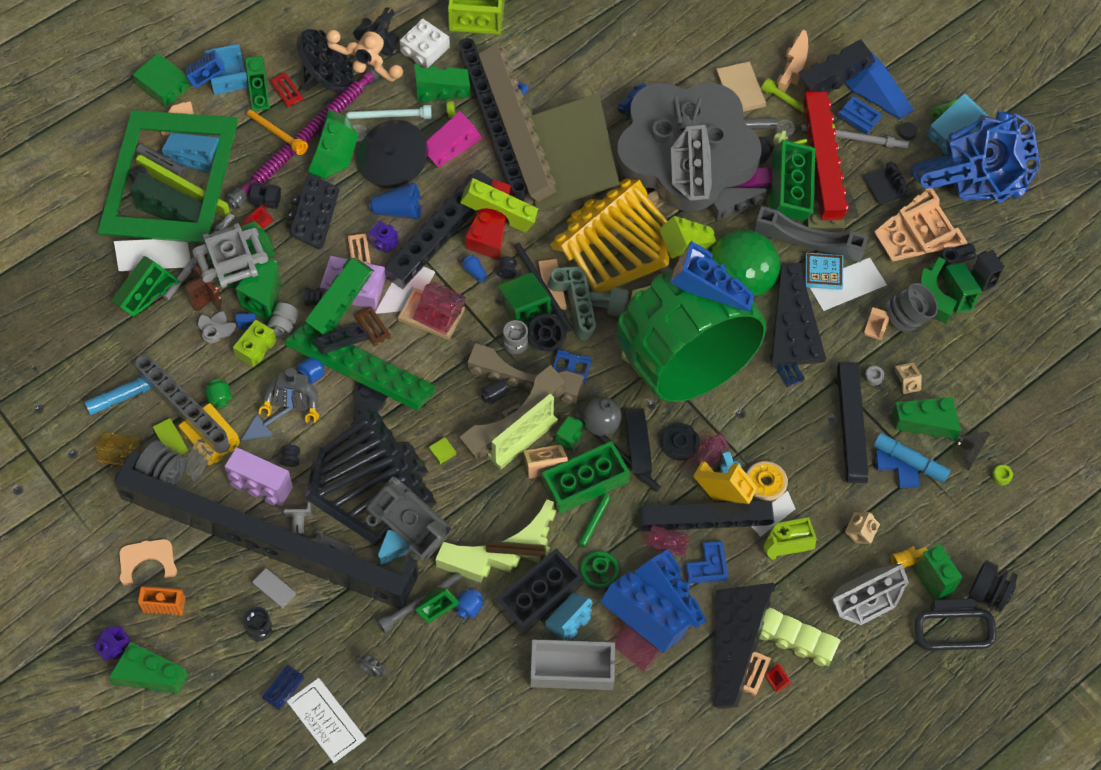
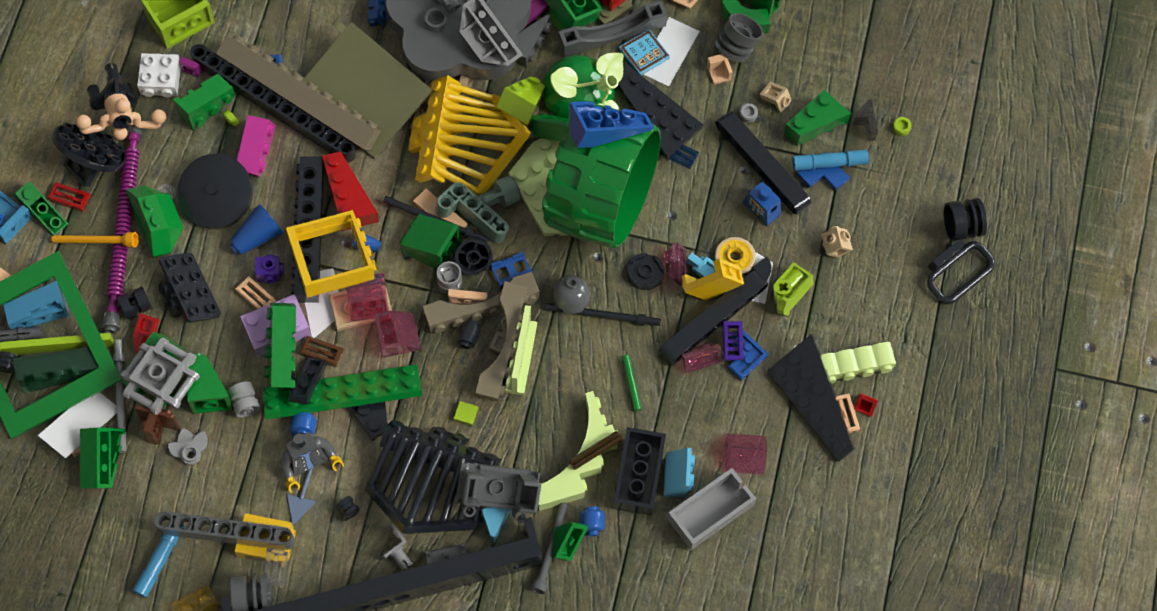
camera: 40 degrees left, 5 degrees up
(169, 436) = (231, 566): lime tile -> none
(218, 393) = (242, 500): green head -> none
(245, 320) = (212, 422): blue tile -> none
(254, 343) = (236, 436): lime brick -> none
(258, 477) = (339, 544): lavender brick -> none
(312, 296) = (251, 362): black wheel -> none
(423, 112) = (208, 136): light aqua piece -> none
(439, 350) = (397, 333): none -> clear pink slope
(441, 229) = (325, 226): none -> yellow window
(452, 53) = (190, 67): none -> magenta tile
(480, 196) = (327, 177): lime arch -> none
(507, 267) = (392, 223): black wheel -> none
(516, 360) = (466, 297): none -> light nougat tile
(543, 459) = (555, 362): light nougat slope -> none
(569, 433) = (556, 326): green brick -> none
(585, 477) = (599, 353): green brick -> none
(599, 562) = (667, 411): green piece -> none
(638, 441) = (616, 294): black slope -> none
(646, 611) = (734, 426): blue brick -> none
(664, 576) = (725, 393): blue wedge -> none
(714, 531) = (732, 325): none -> dark purple slope
(778, 259) = (609, 66): none -> yellowish green plant
(781, 507) = (763, 268): none -> black tile
(824, 449) = (763, 201): none -> blue torso
(870, 594) = (882, 288): light grey wedge -> none
(907, 557) = (886, 241): yellow hinge -> none
(937, 573) = (920, 238): green brick -> none

